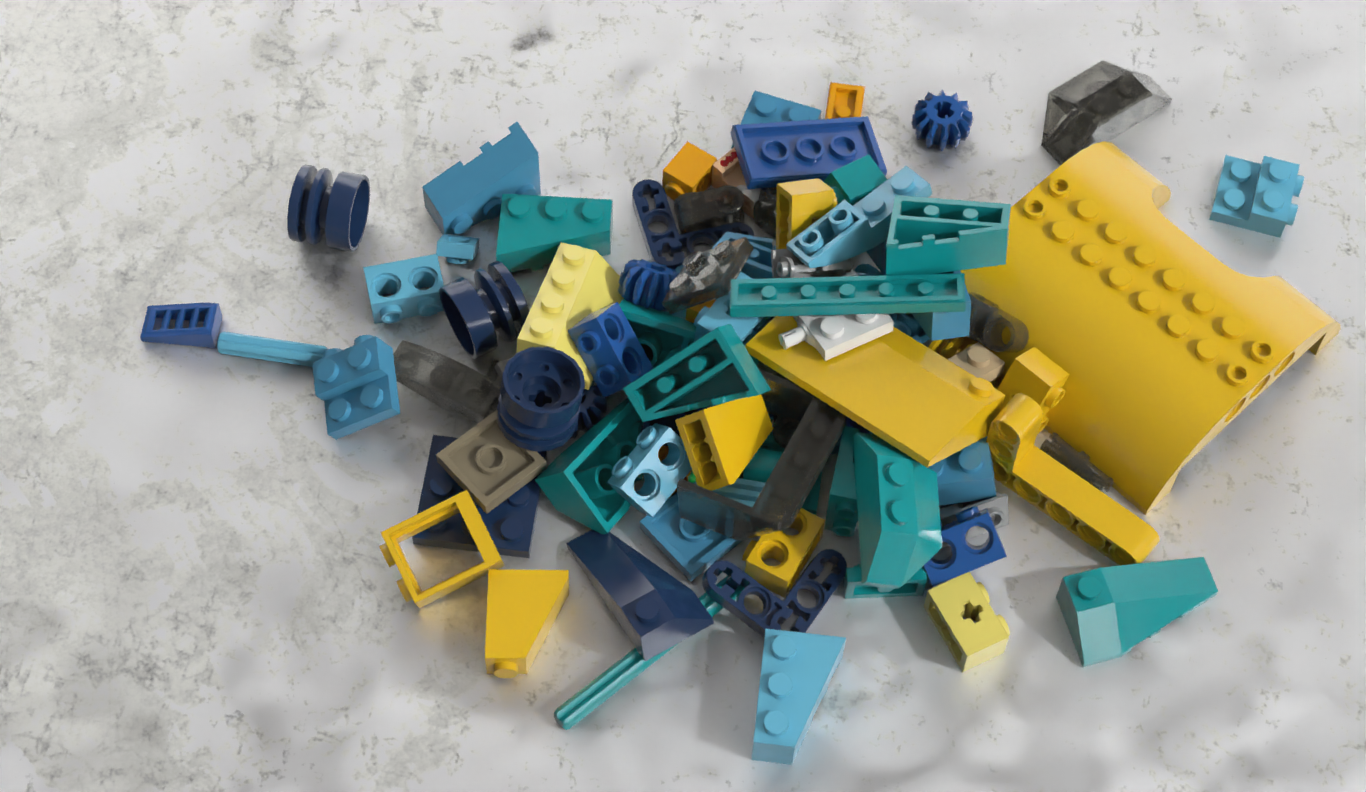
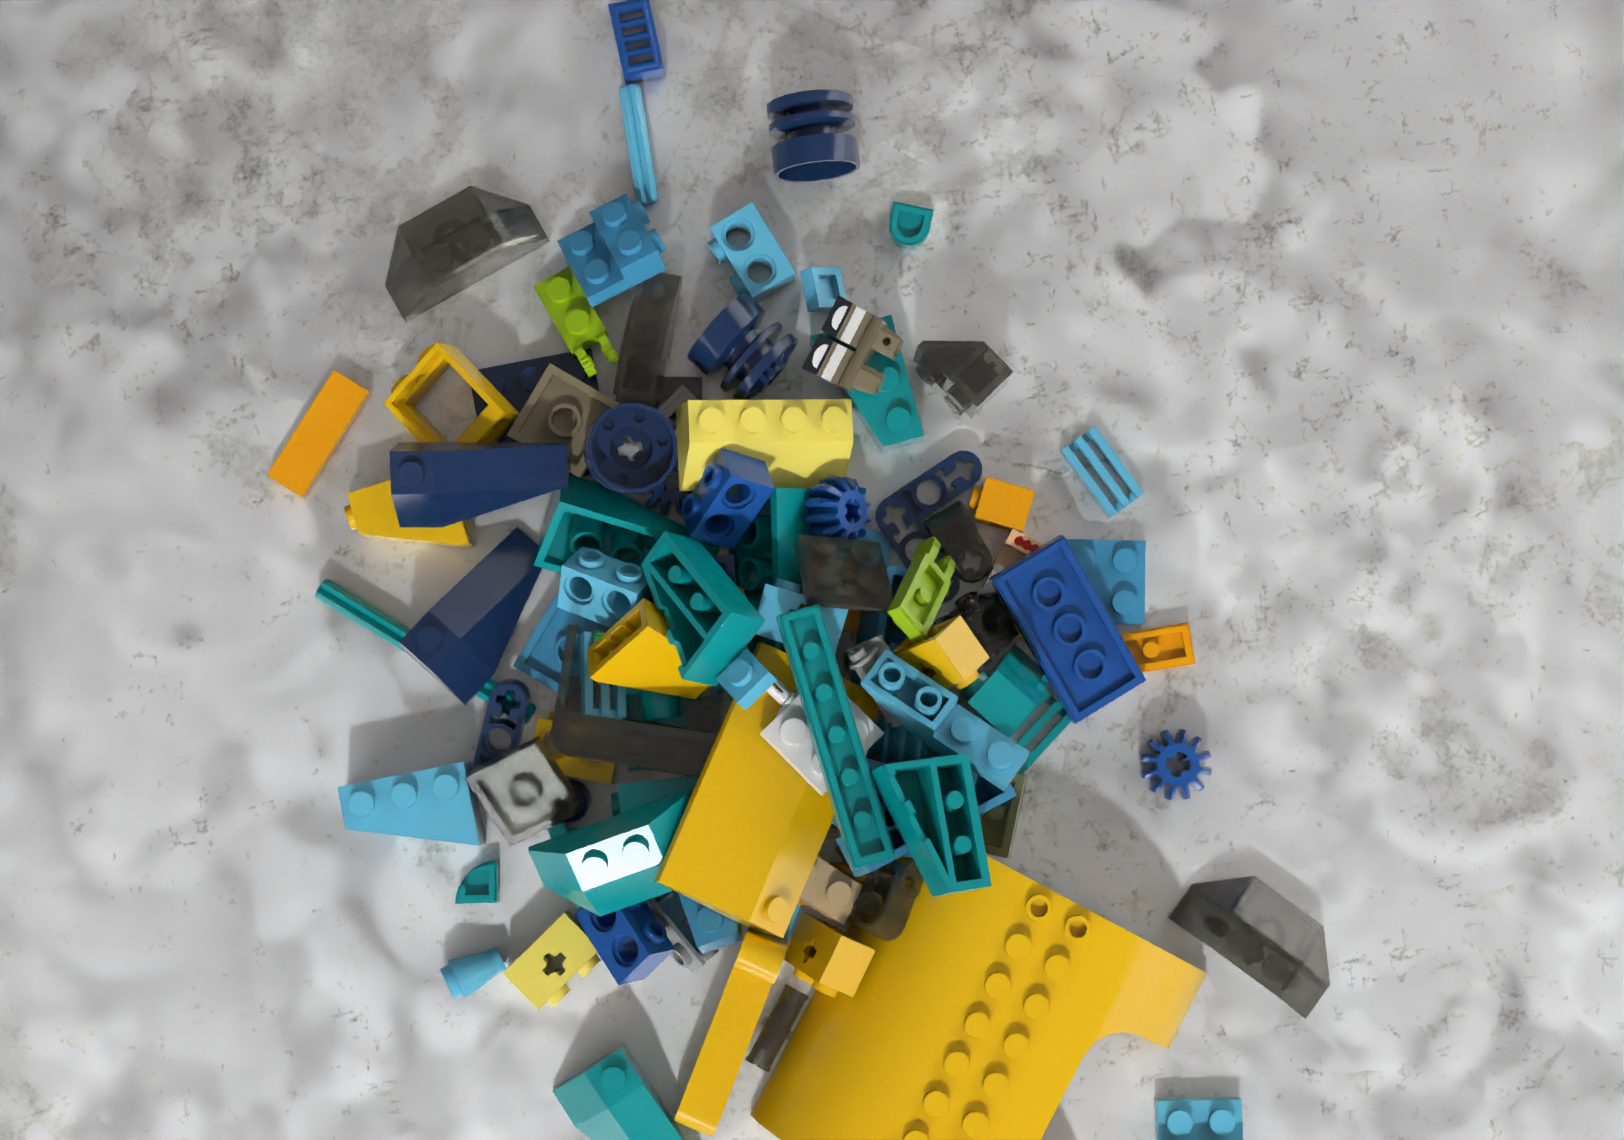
camera: 70 degrees right, 25 degrees up
(297, 517) = (458, 247): none -> clear smoke wedge
(406, 434) = (575, 318): none -> lime hinge
(417, 681) = (319, 434): none -> light orange tile
(424, 172) = (909, 224): none -> teal tile
(475, 190) = (903, 287): dark azure wedge -> none
(513, 546) = (458, 481): none -> dark blue wedge
(519, 219) = (860, 331): none -> dark tan hips
(573, 158) = (964, 371): none -> clear smoke slope
(685, 101) = (1081, 443): none -> medium azure tile
(742, 222) = (922, 590): none -> lime hinge
(774, 355) = (746, 679): none -> medium azure plate
(809, 586) = (524, 791): none -> clear smoke plate
(878, 668) = (480, 884): none -> teal tile
(958, 698) = (471, 972): none -> medium azure cone

